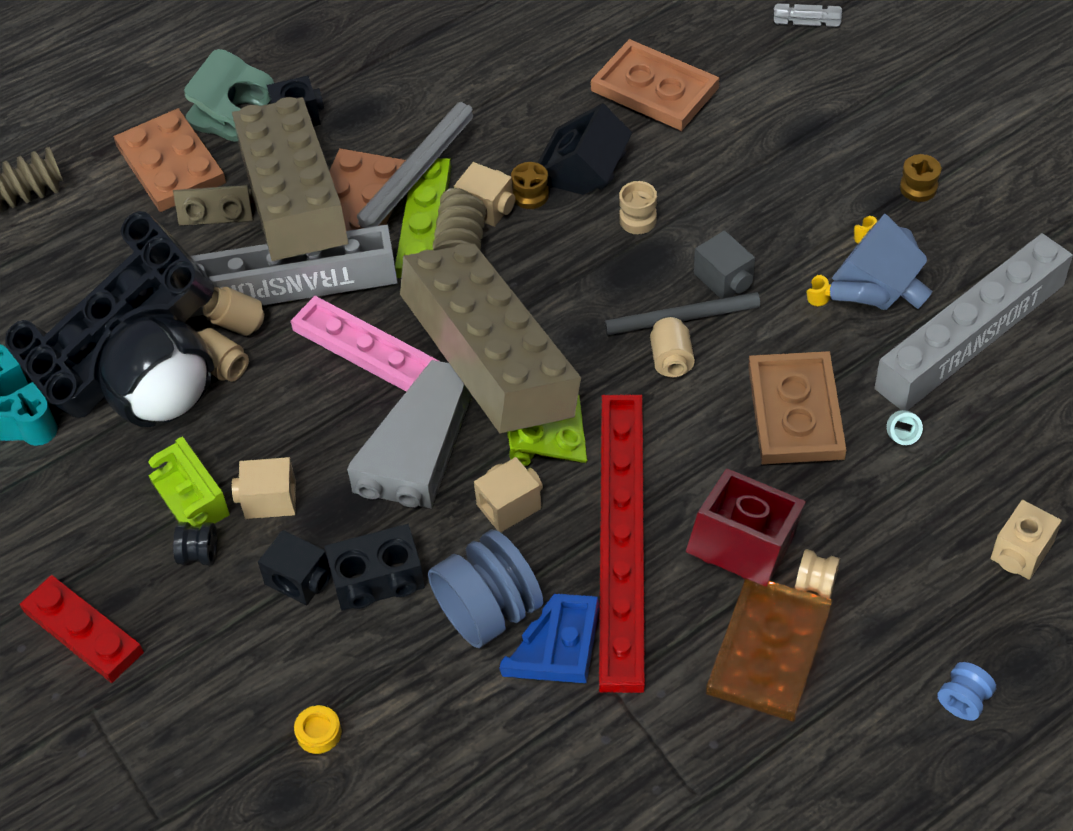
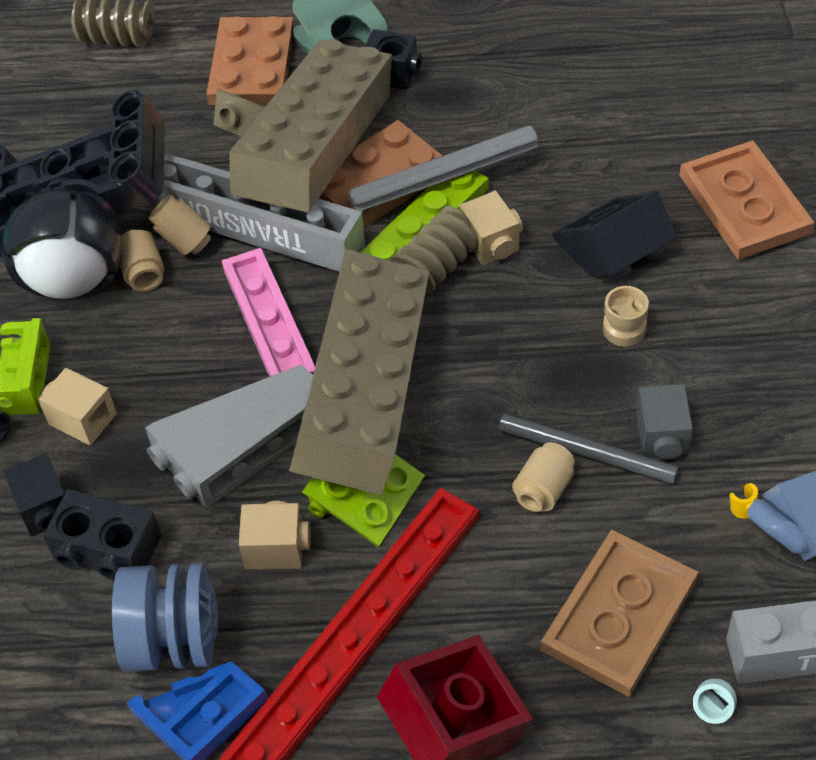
camera: 35 degrees right, 0 degrees up
(530, 185) = (541, 241): pearl gold wheel -> none

